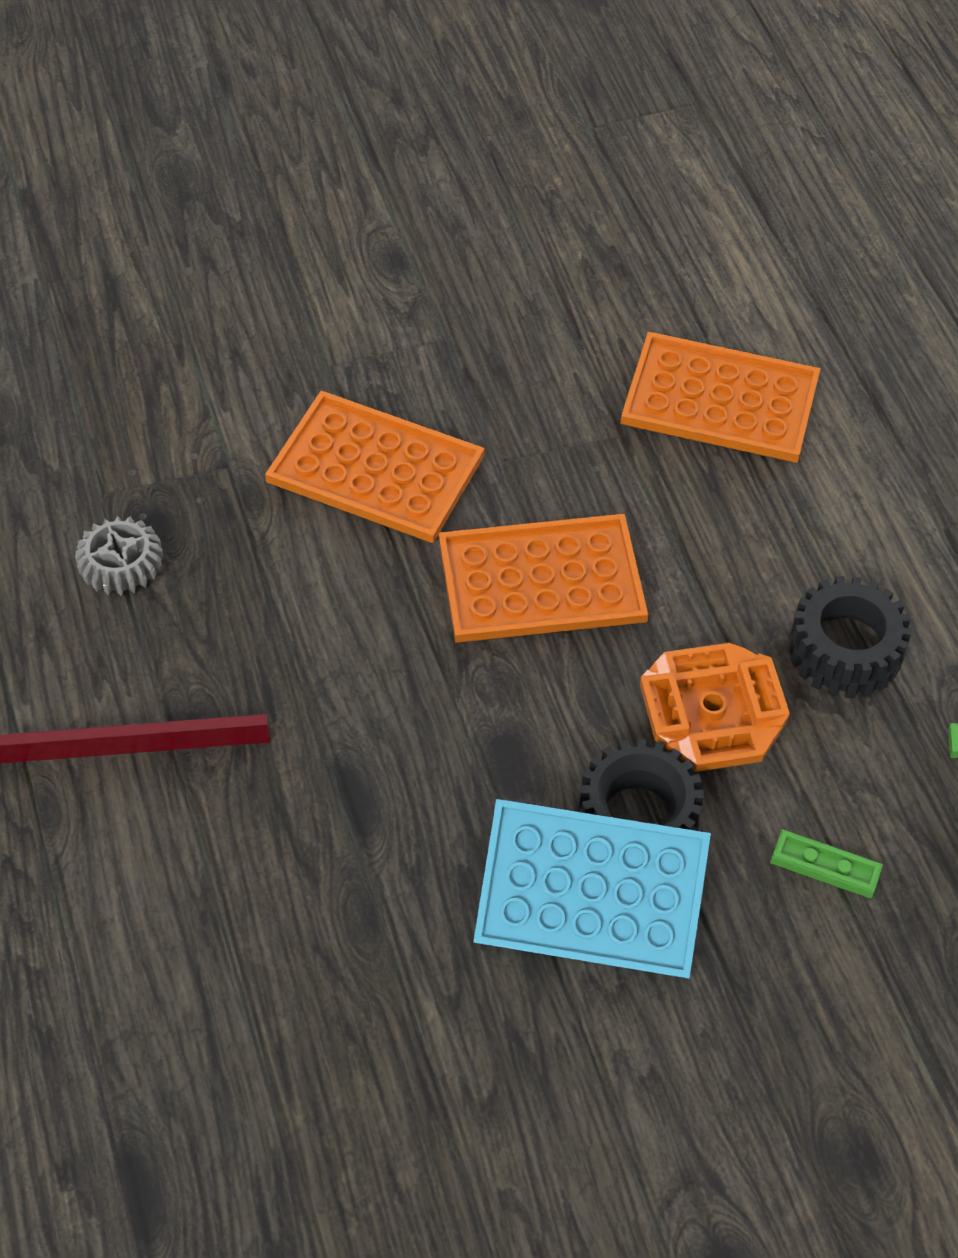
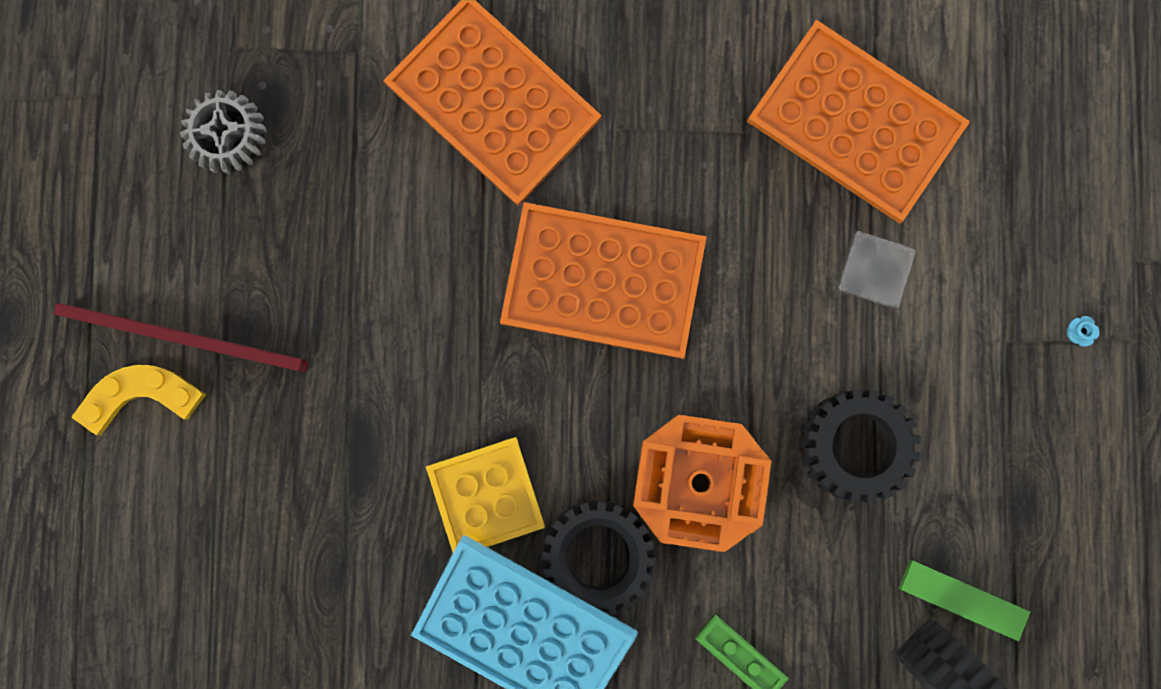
camera: 20 degrees right, 30 degrees up
(93, 797) = (131, 383): none -> yellow plate
(497, 770) = (486, 495): none -> yellow plate
(794, 503) = (876, 269): none -> clear tile

